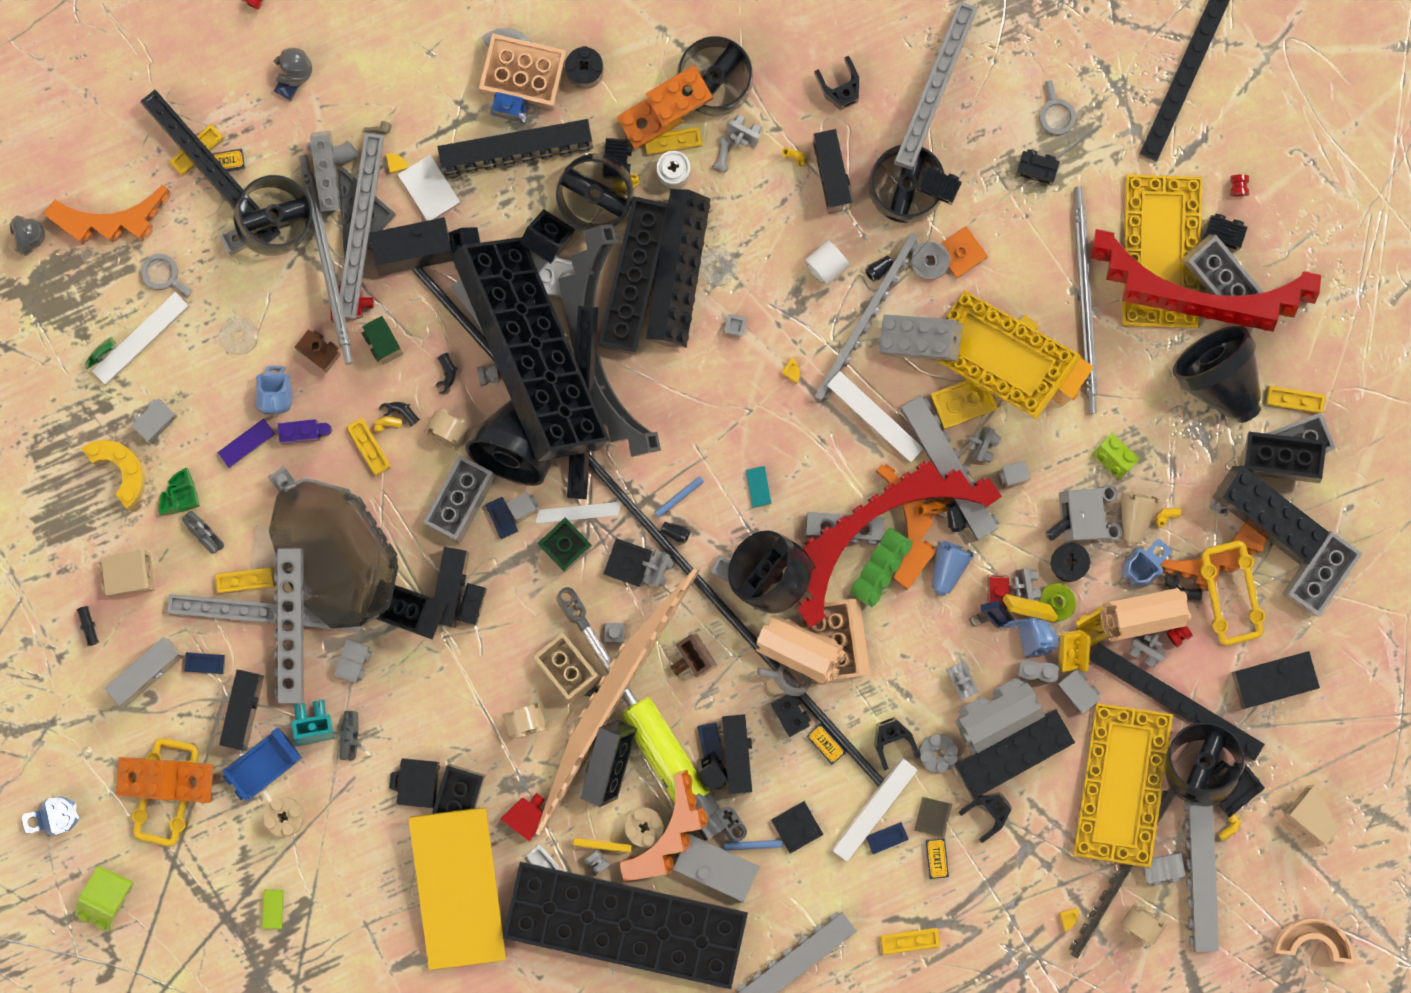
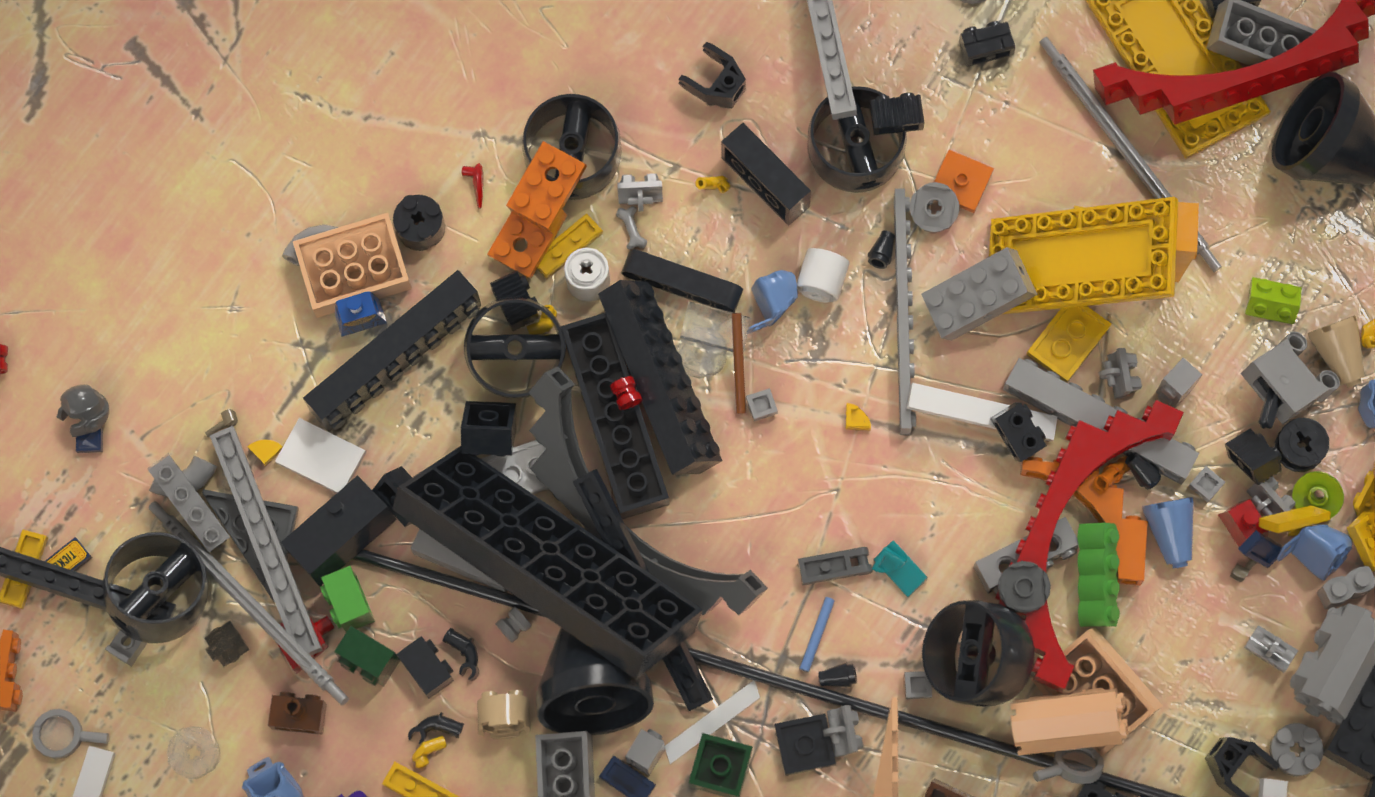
camera: 30 degrees left, 10 degrees down
(297, 278) = (225, 644): none -> clear smoke brick
(391, 295) = (348, 599): none -> bright green brick
(416, 368) = (425, 666): none -> black brick
(643, 55) = (477, 174): none -> red bar
(648, 267) = (626, 393): none -> red wheel
(717, 459) = (834, 565): none -> dark grey plate
(734, 211) = (682, 281): none -> black beam
(736, 256) = (711, 326): none -> clear piece
(736, 288) = (738, 363): none -> dark orange bar
(753, 477) = (888, 561): none -> teal tile
(787, 258) = (774, 296): none -> medium blue piece
(825, 547) = (1024, 587): none -> dark grey tile
(889, 444) = (1018, 431): none -> black brick
(992, 550) = (1206, 484): none -> light grey plate
(1032, 551) = (1254, 456): none -> black brick

